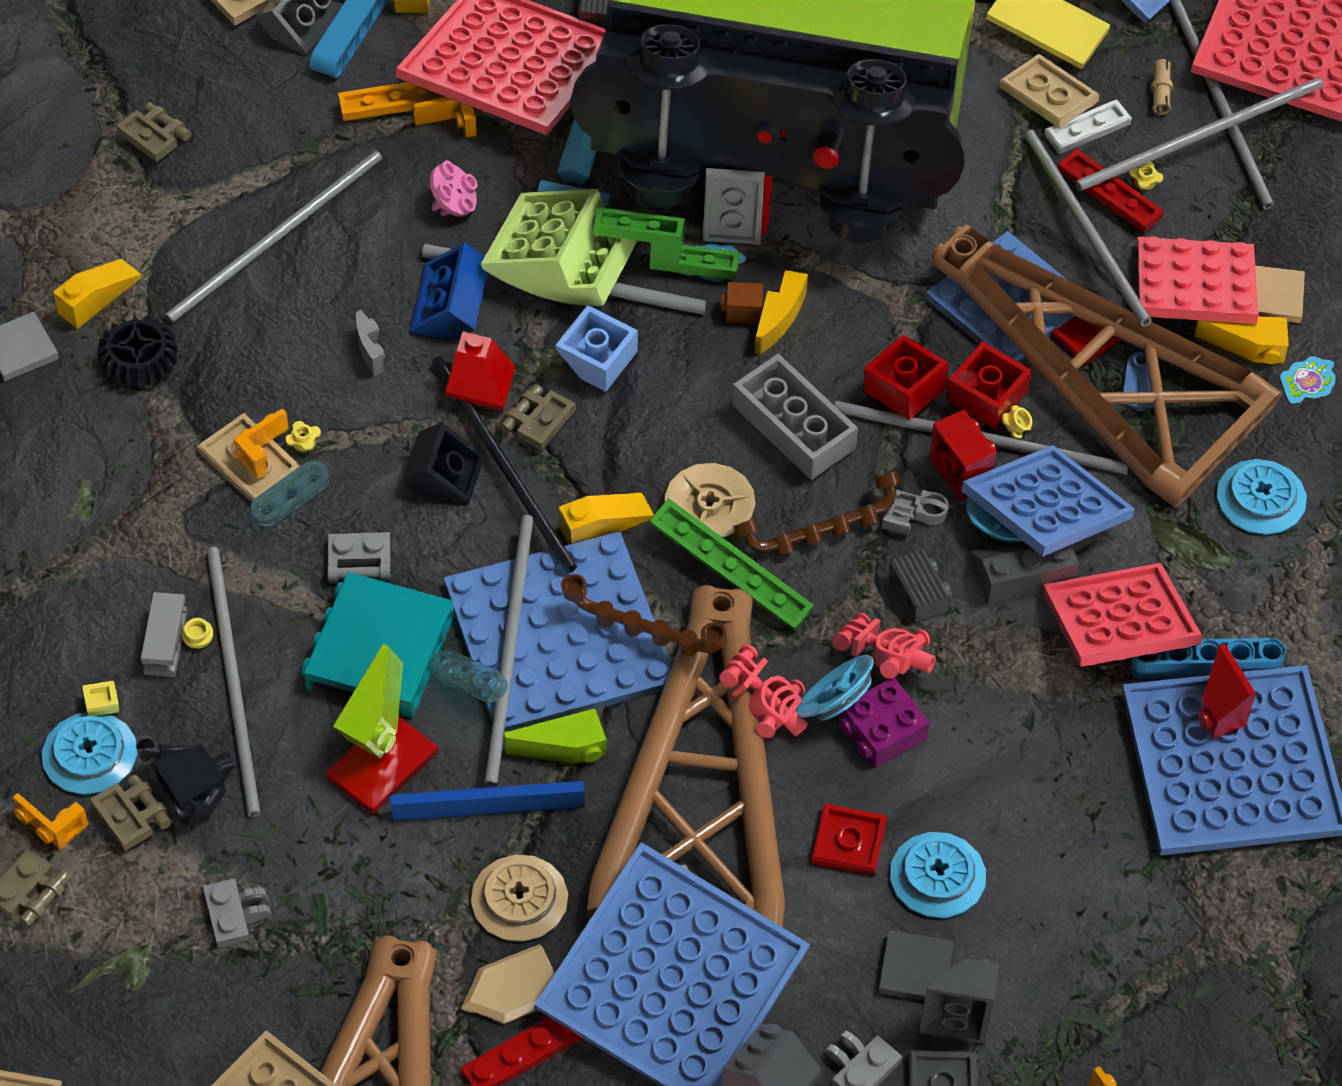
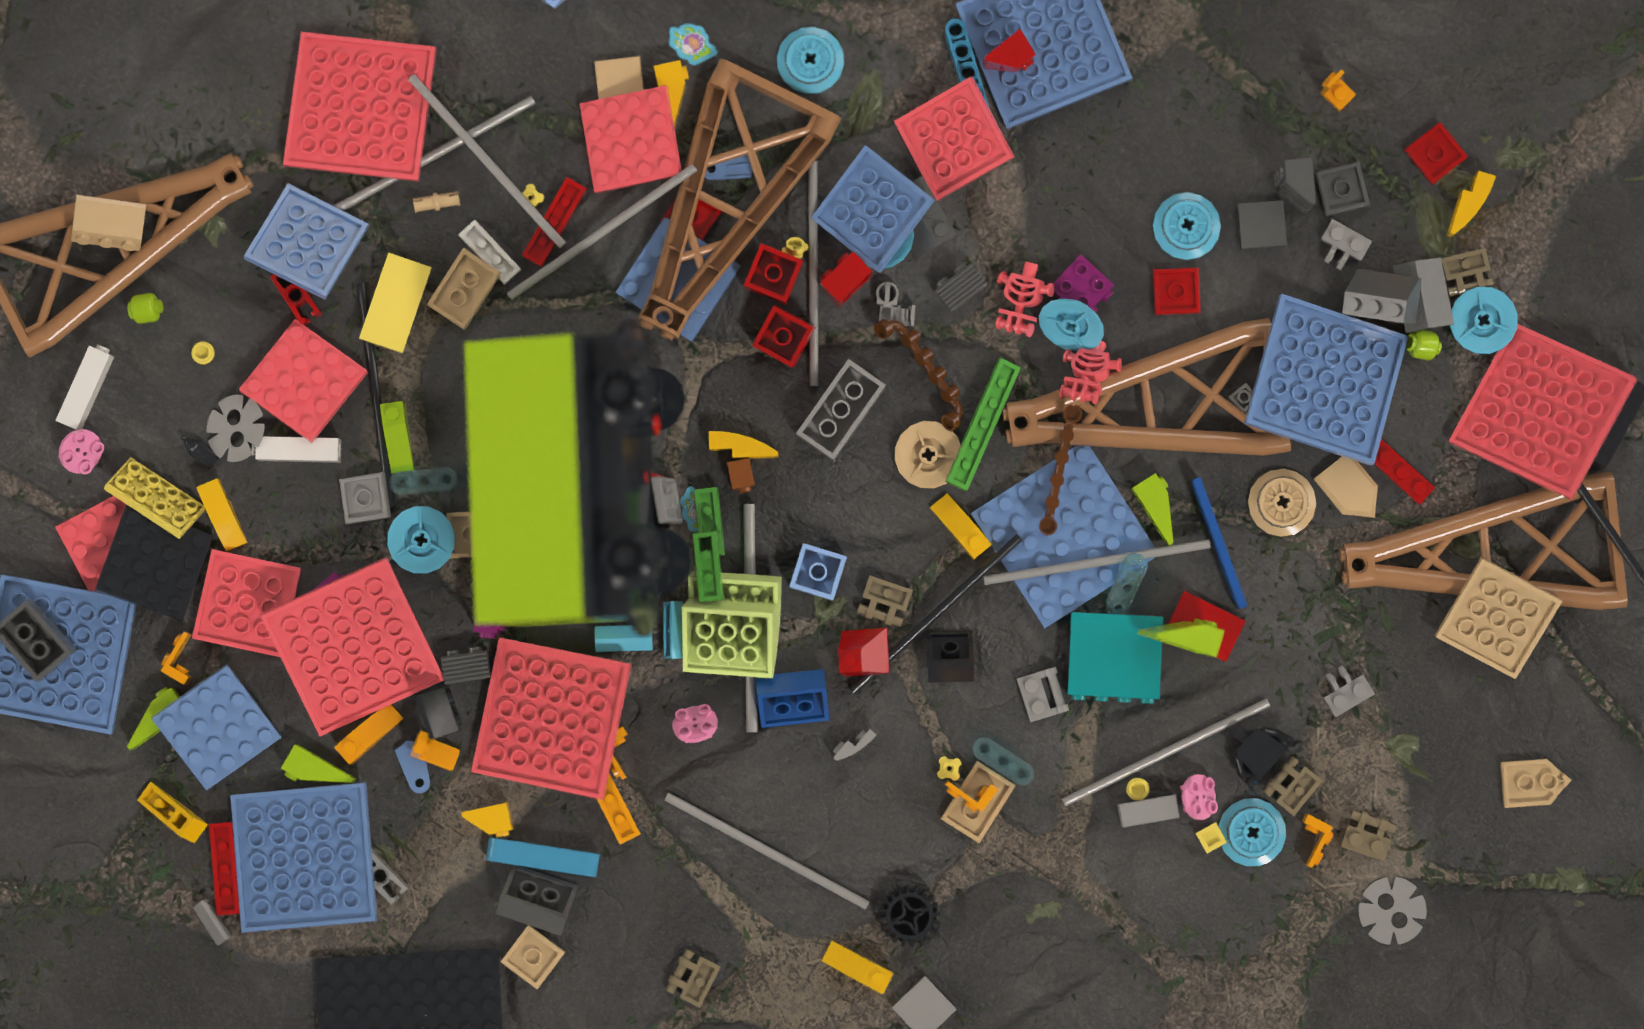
camera: 100 degrees left, 30 degrees up
(144, 689) = (1199, 797): none -> bright pink plate

